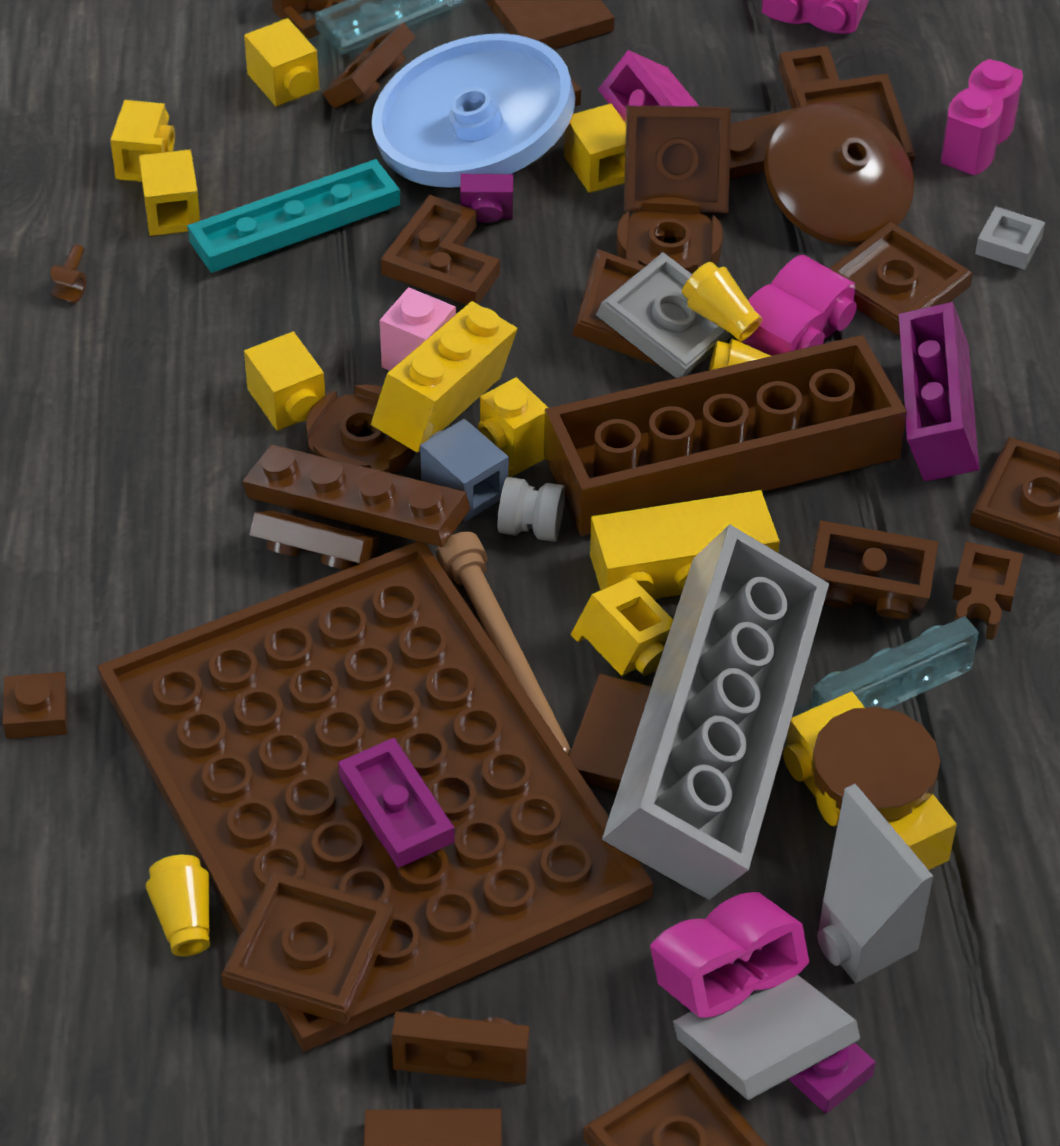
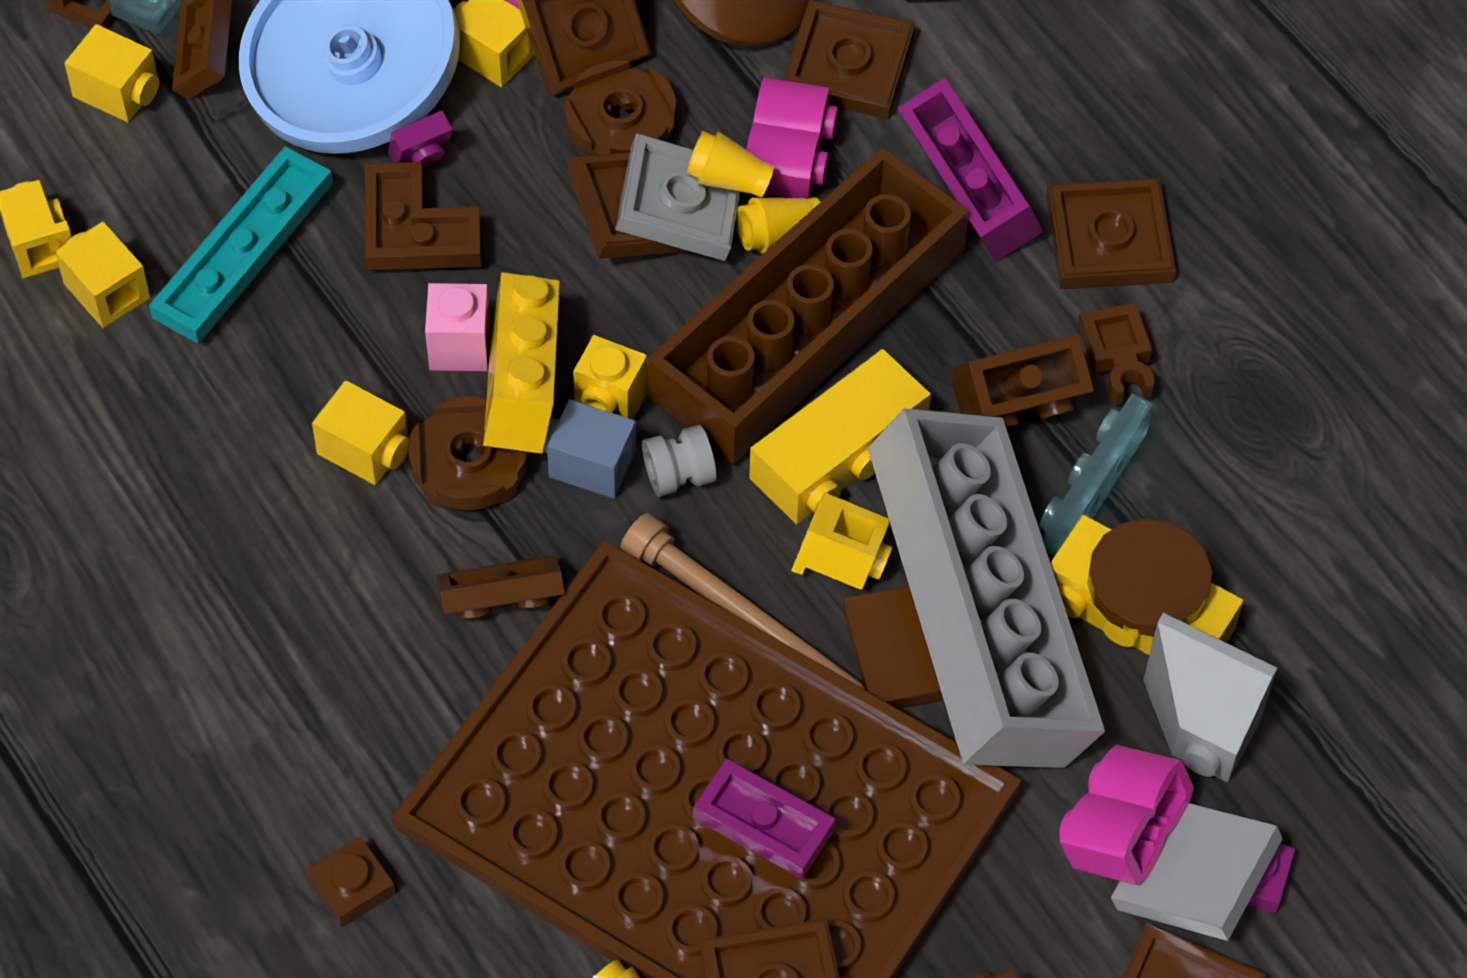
camera: 30 degrees left, 10 degrees up
(69, 282) = (63, 421): reddish brown hand -> none
(357, 495) = (510, 523): reddish brown plate -> none

